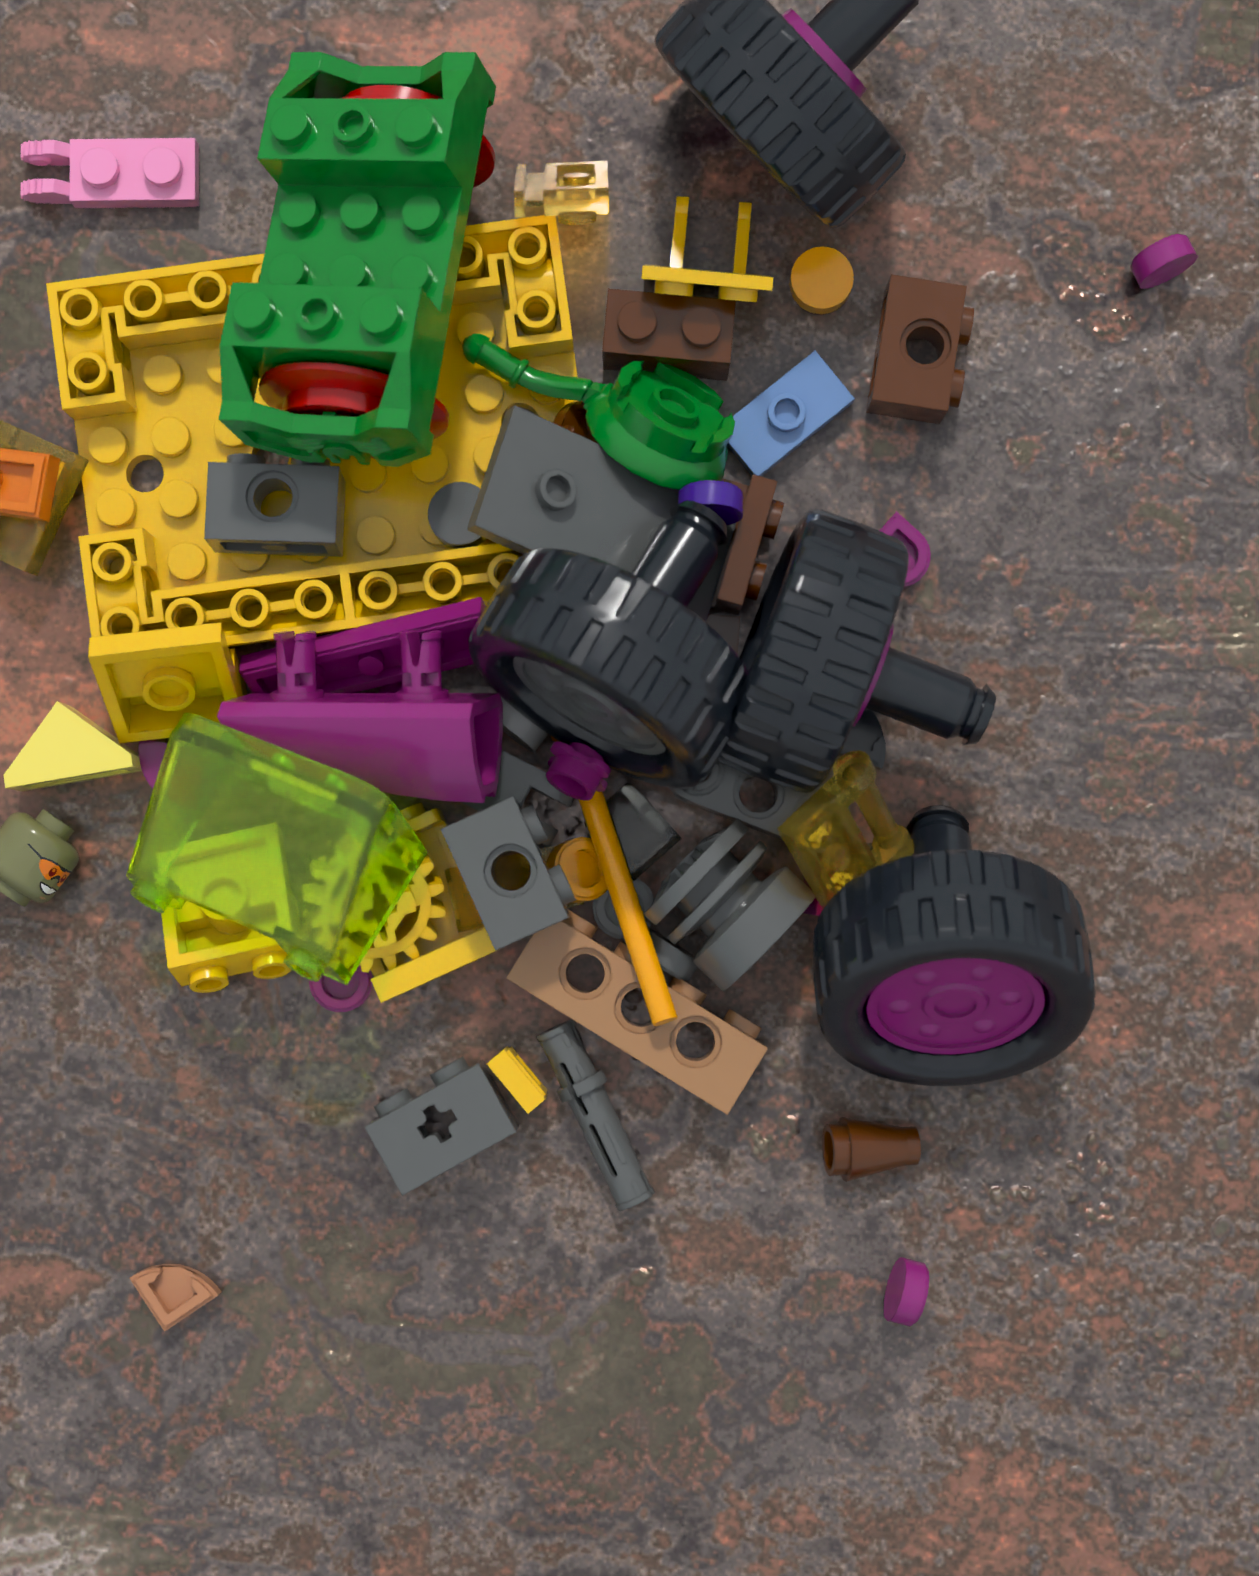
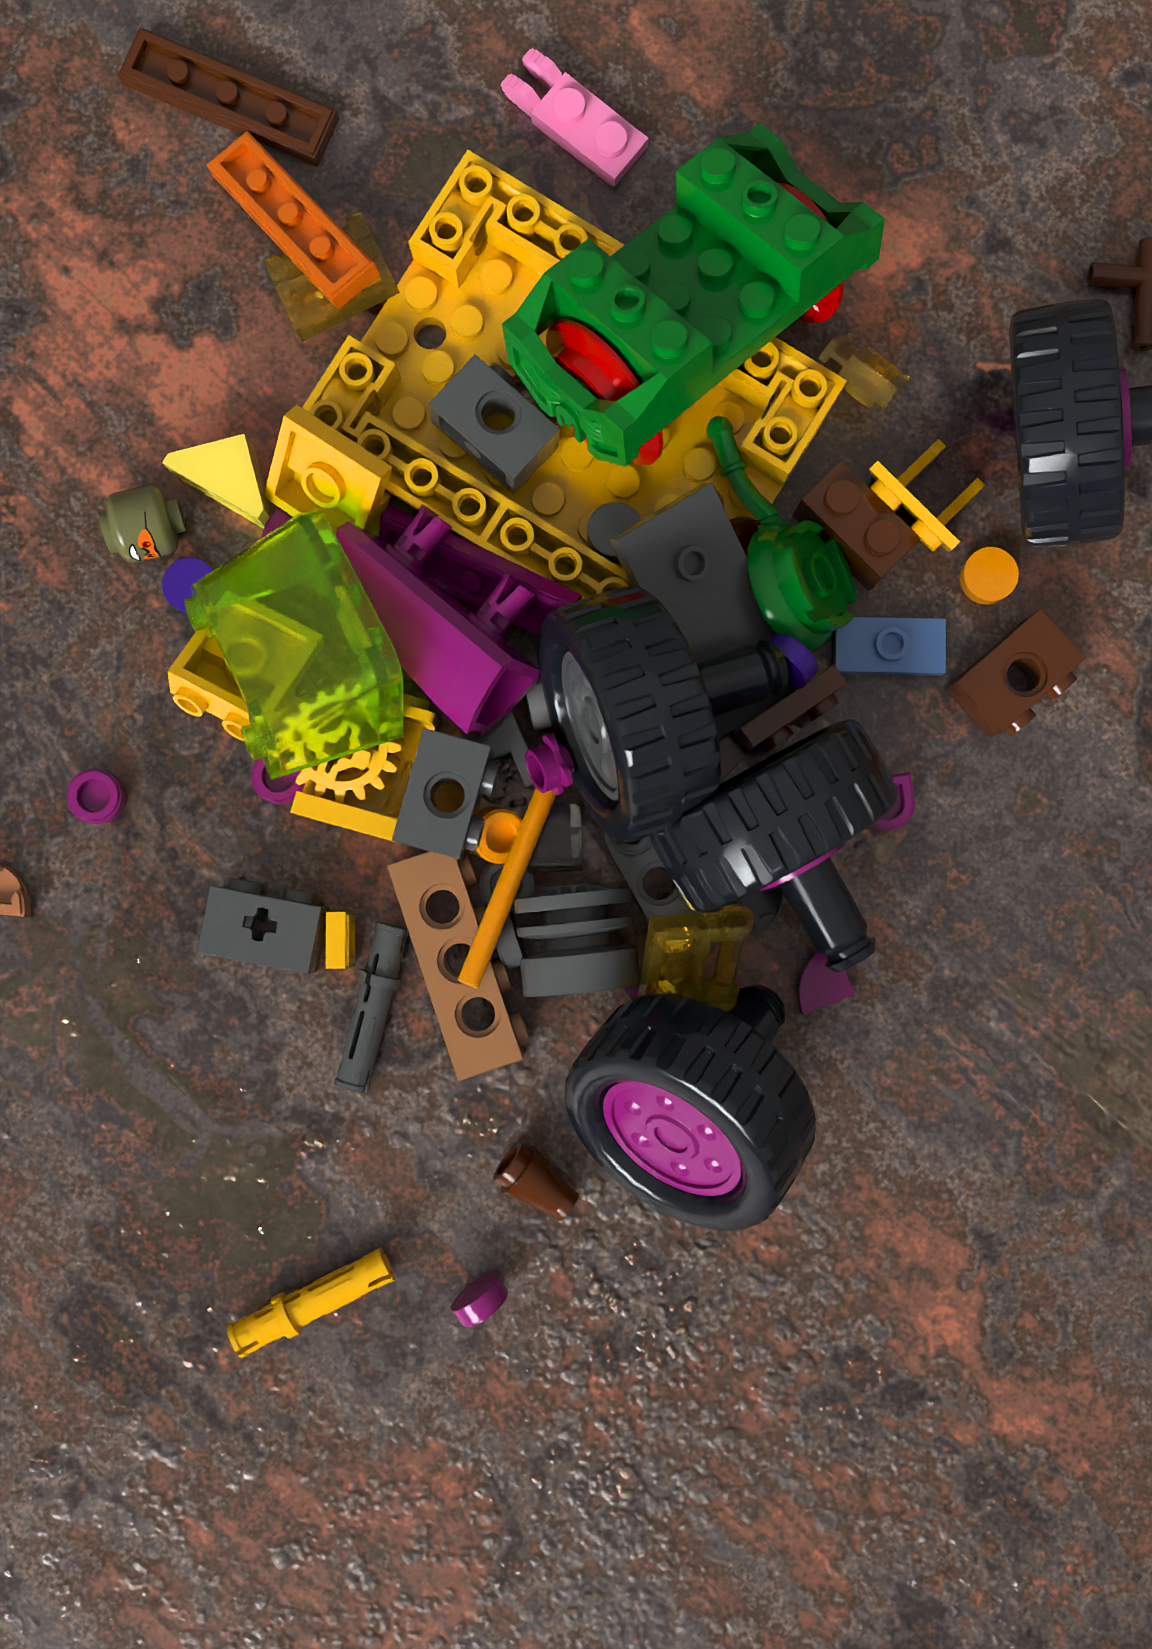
camera: 40 degrees right, 0 degrees up
(108, 879) = (180, 577): none -> dark purple tile
(191, 1135) = (96, 796): none -> magenta tile
(755, 1430) = (292, 1311): none -> yellow pin
(974, 765) = (820, 985): none -> magenta tile

